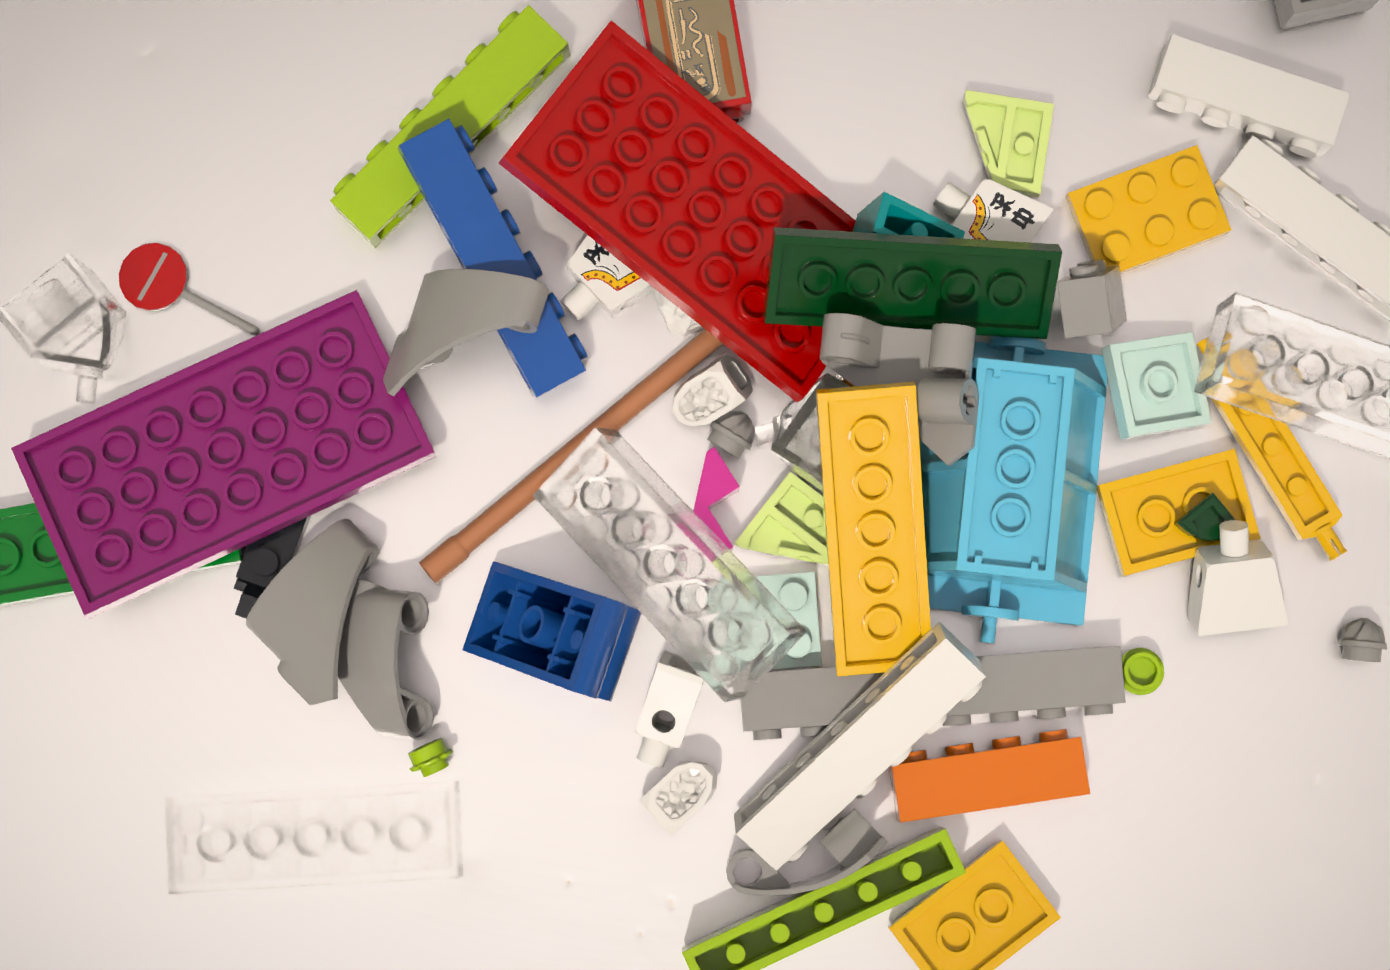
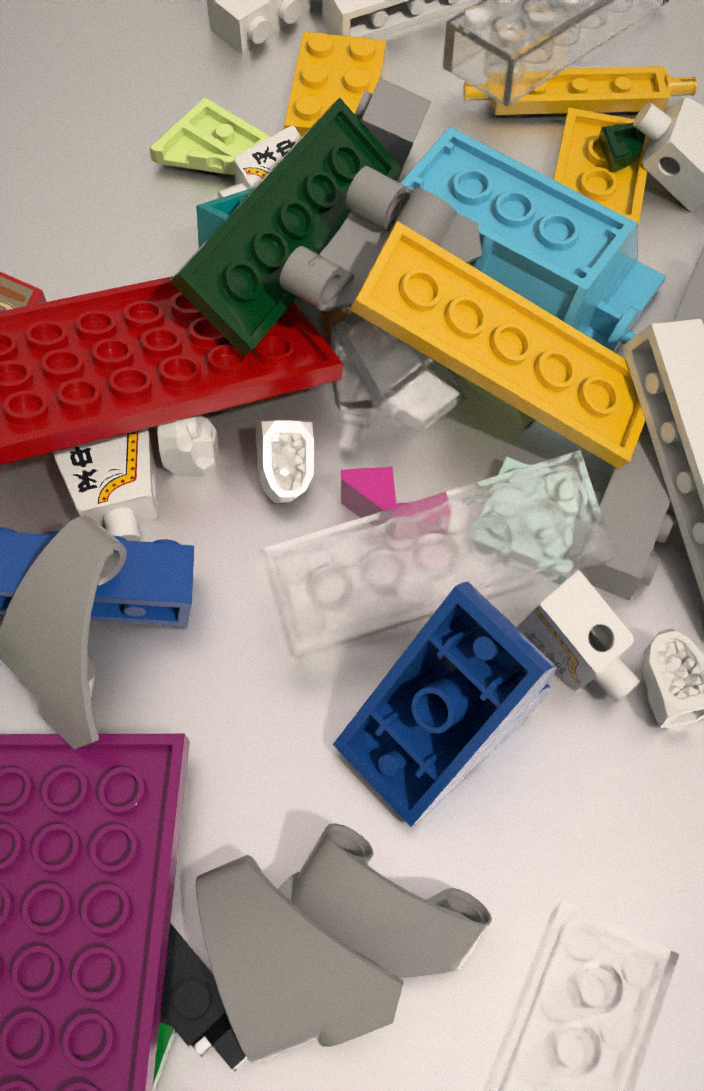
camera: 65 degrees left, 20 degrees down
(430, 757) = (513, 925): lime plate -> none
(459, 547) = (298, 775): nougat piece -> none
(732, 433) = (332, 456): light grey plate -> none
(789, 524) = (456, 443): yellowish green wing -> none
(1155, 385) = (490, 124): light aqua plate -> none

